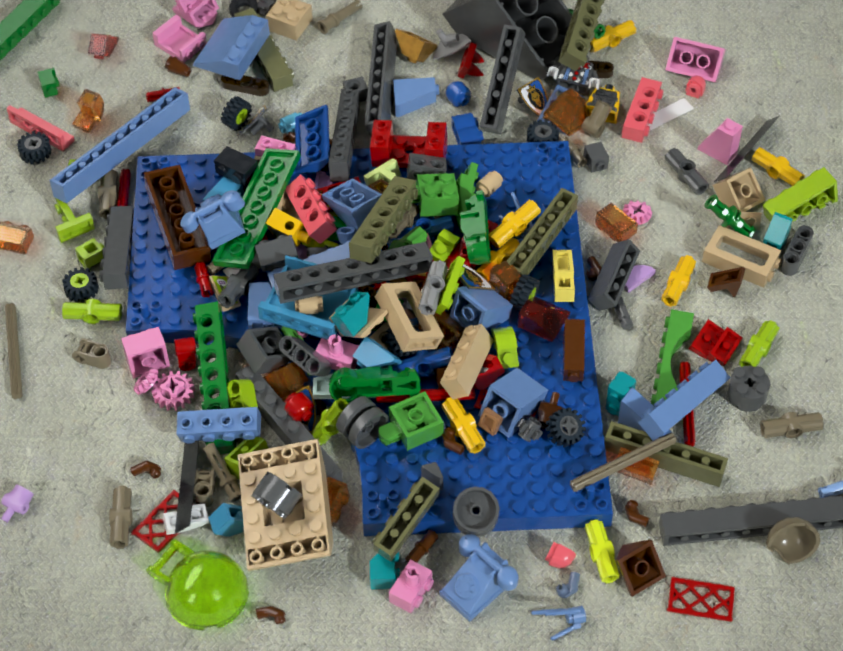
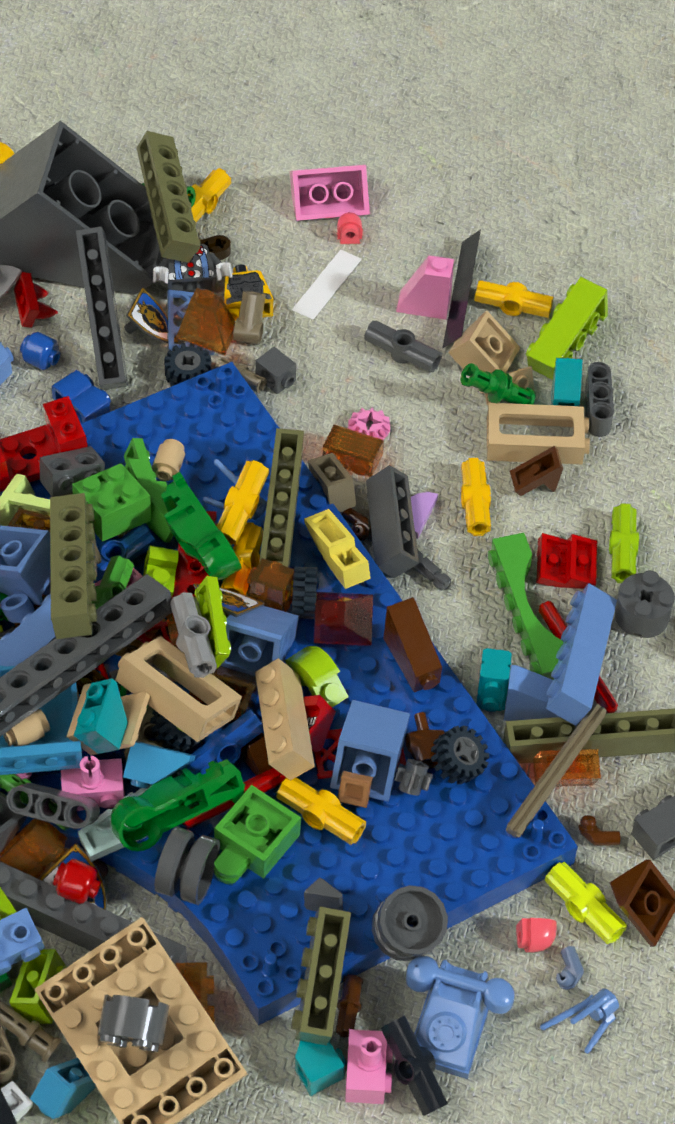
camera: 30 degrees left, 0 degrees up
(327, 425) = (134, 881): lime piece -> none
(437, 597) = (414, 1065): none -> black piece
(450, 442) = (315, 841): reddish brown arm -> none
(589, 237) = (334, 480): none -> dark tan brick
(642, 109) = (300, 285): coral brick -> none

